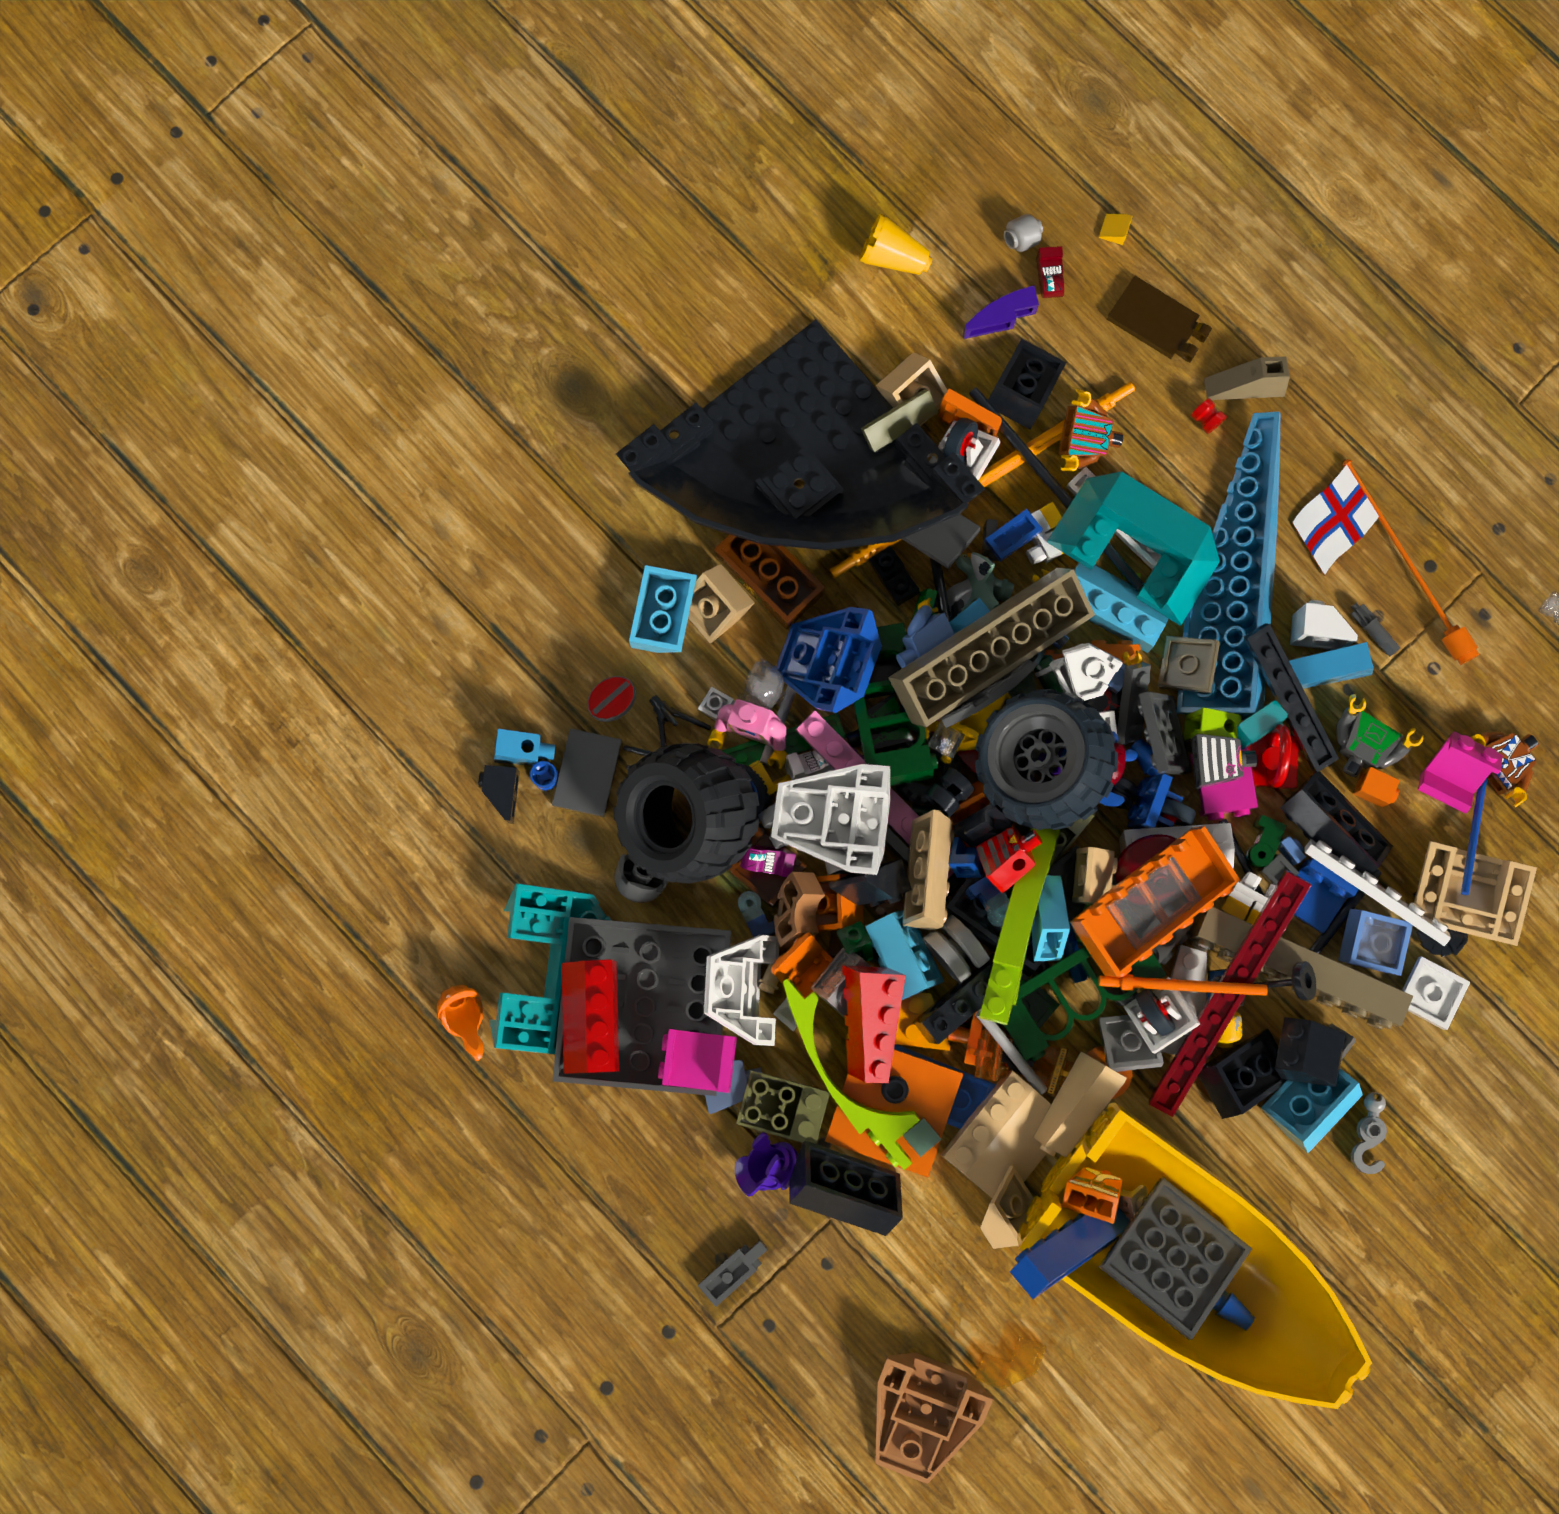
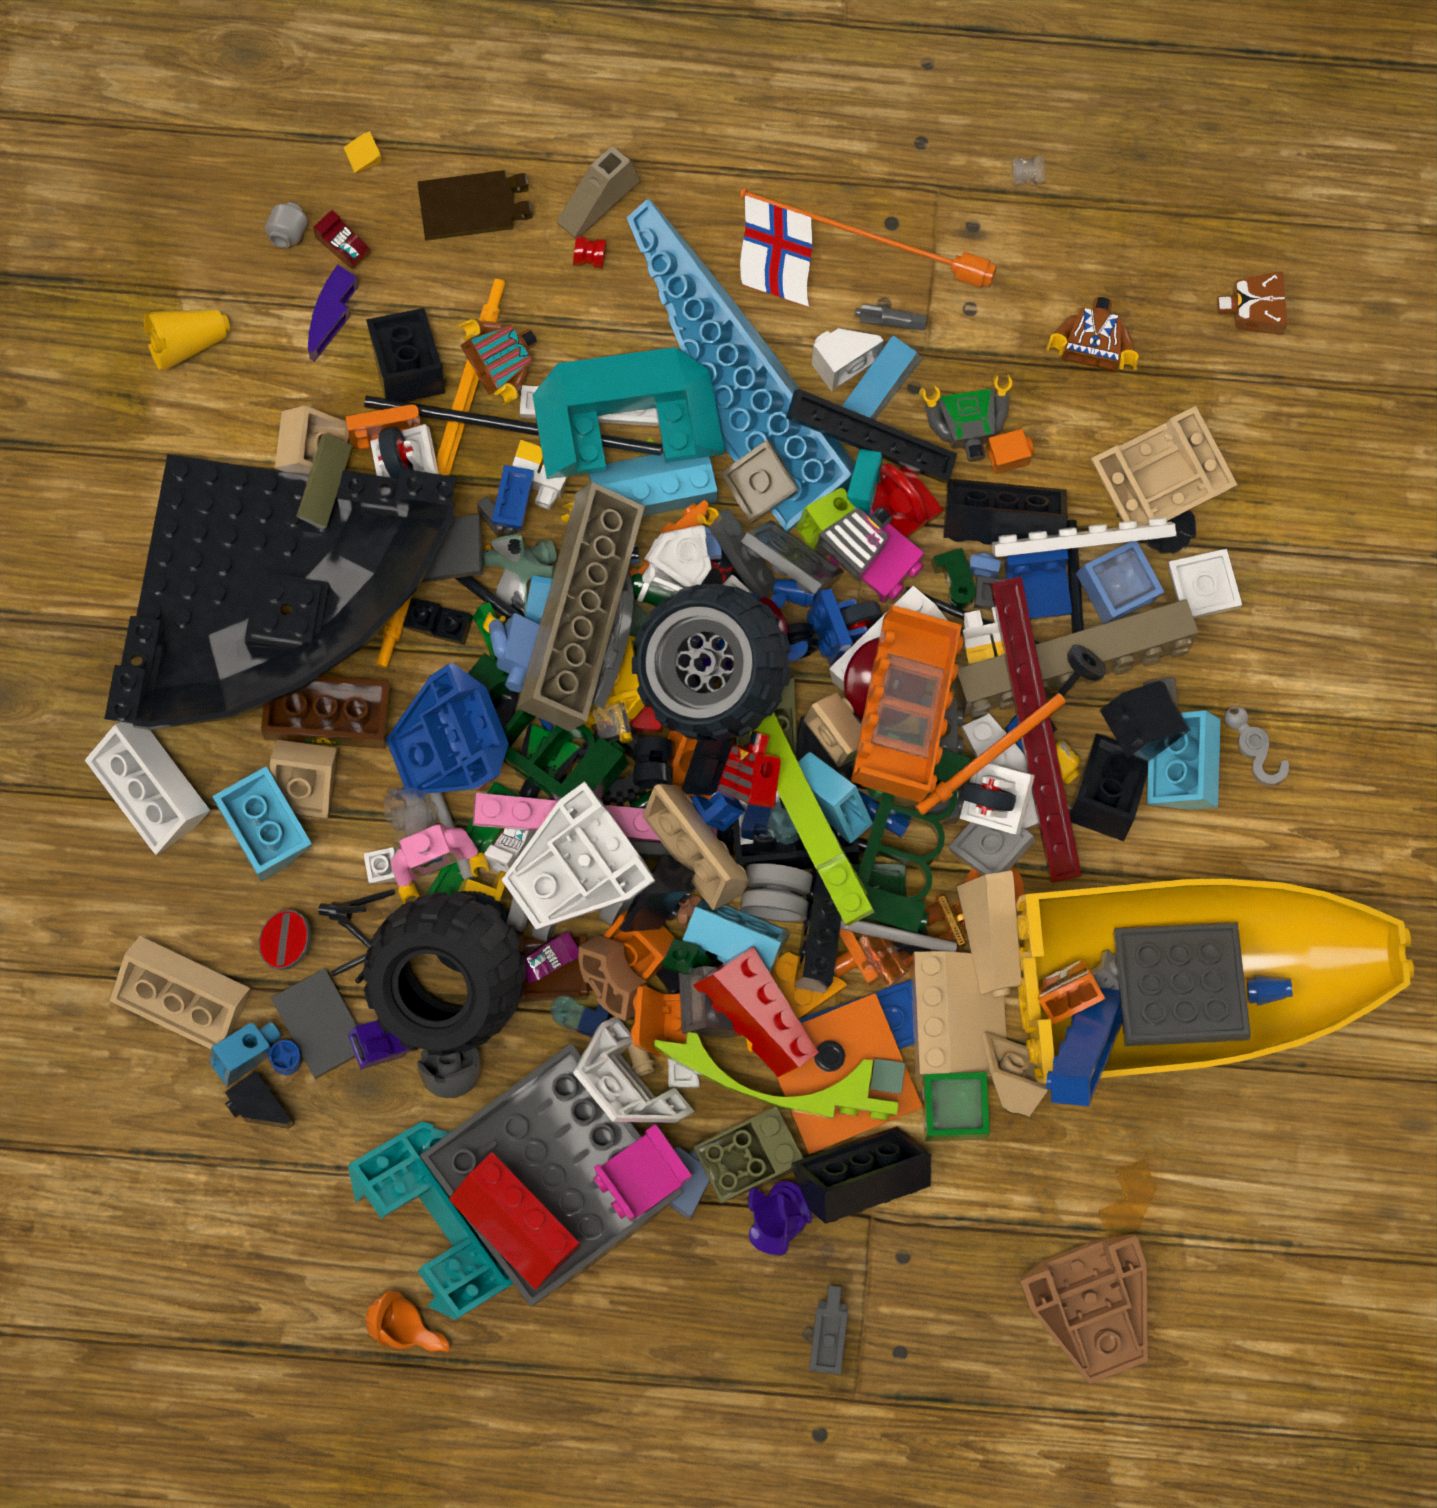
camera: 45 degrees left, 5 degrees down
(515, 674) = (178, 993): none -> tan slope
(602, 817) = (374, 1046): none -> dark purple piece
(613, 524) = (147, 785): none -> white slope
(949, 1198) = (955, 1106): none -> piece
(1459, 771) = (1064, 379): dark pink panel -> none
(1473, 839) = (1125, 425): blue axle -> none

